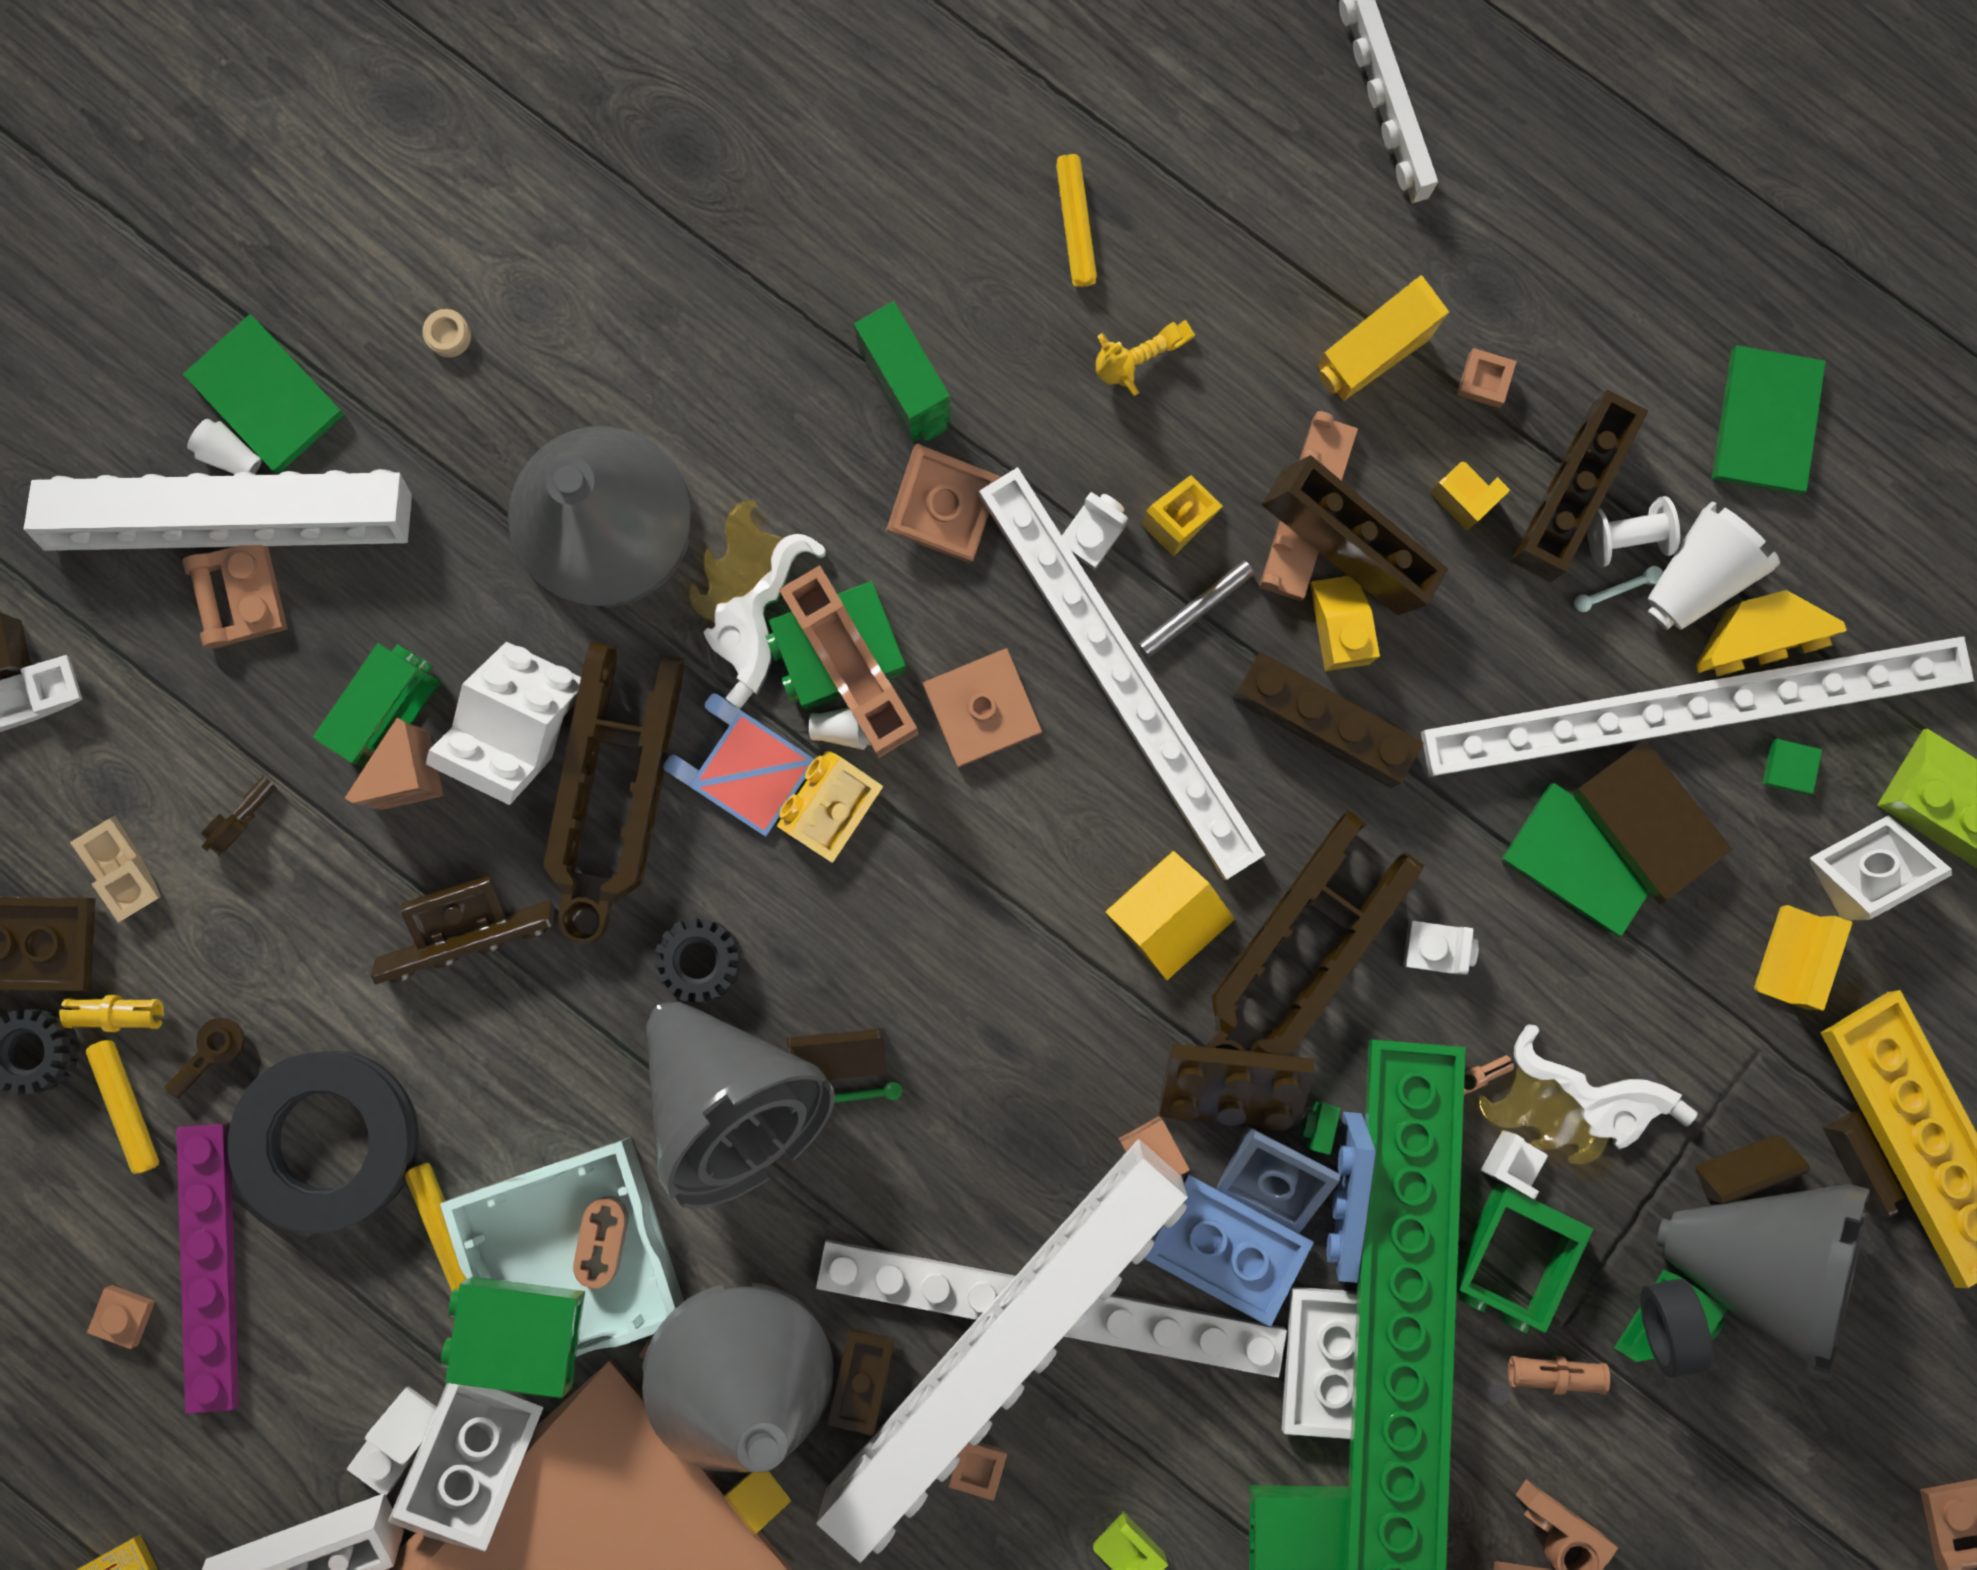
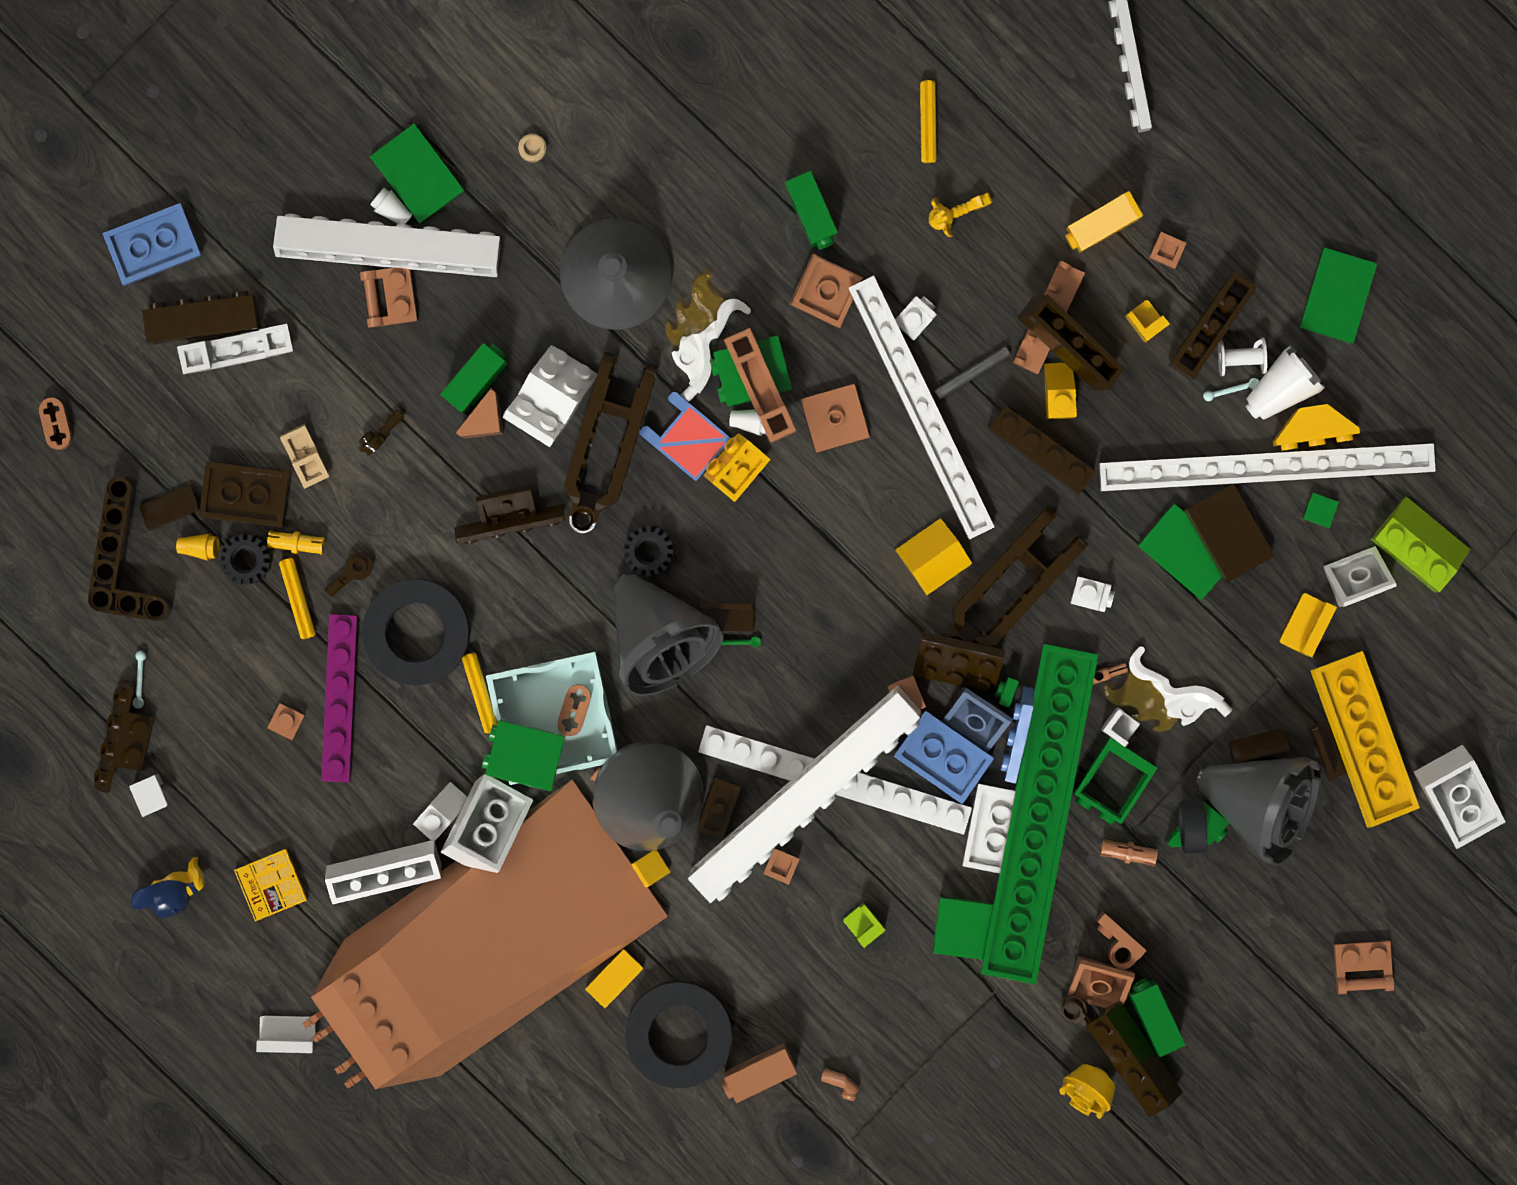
camera: 10 degrees right, 5 degrees up
(1180, 514) = (971, 313): yellow slope -> none

